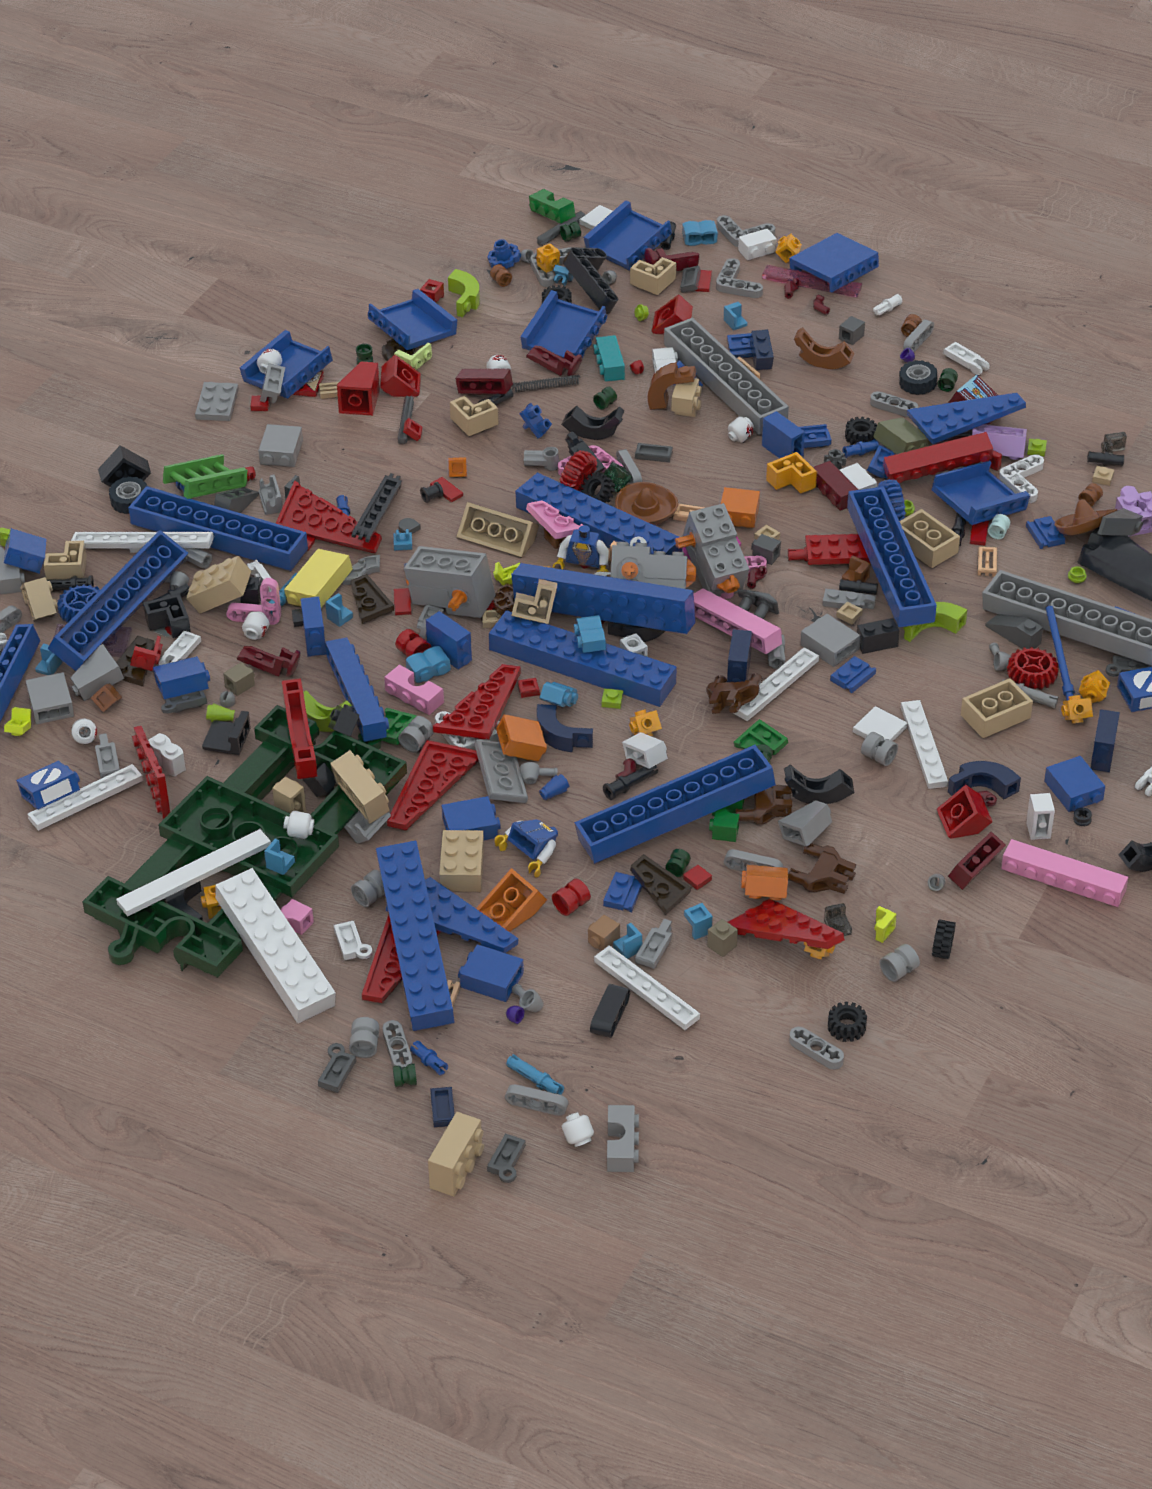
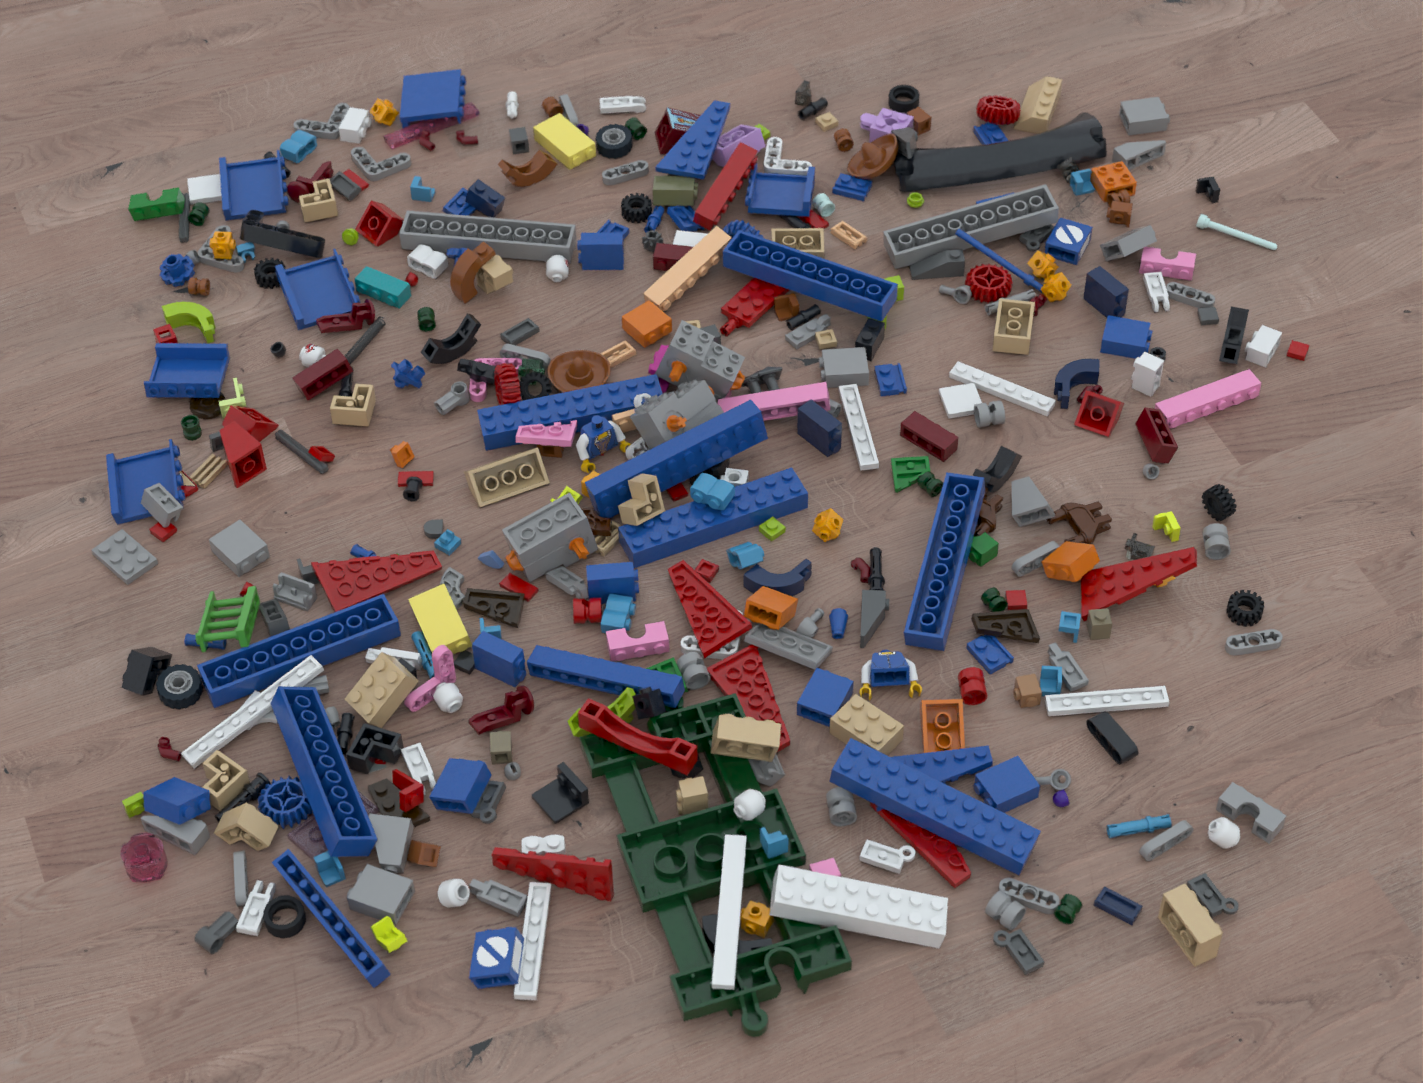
camera: 50 degrees left, 5 degrees up
(71, 523) = (166, 750): none -> dark red arm
(219, 713) = (526, 787): lime cone -> none
(269, 356) = (130, 489): white head -> none
(377, 507) = (400, 532): black hinge -> none
(429, 1057) = (1061, 882): blue pin -> none
(487, 349) = (278, 349): none -> black hinge
(581, 801) = (872, 613): none -> dark grey slope
(645, 750) = (859, 543): white brick -> none
(732, 693) = (848, 457): reddish brown connector -> none
(791, 470) = (642, 269): light orange brick -> none
(814, 492) = (688, 269): none -> light nougat brick
(814, 728) = (929, 436): none -> dark red brick
(882, 353) = (564, 141): none -> light yellow brick
(1048, 709) = (1039, 302): none -> dark red arm

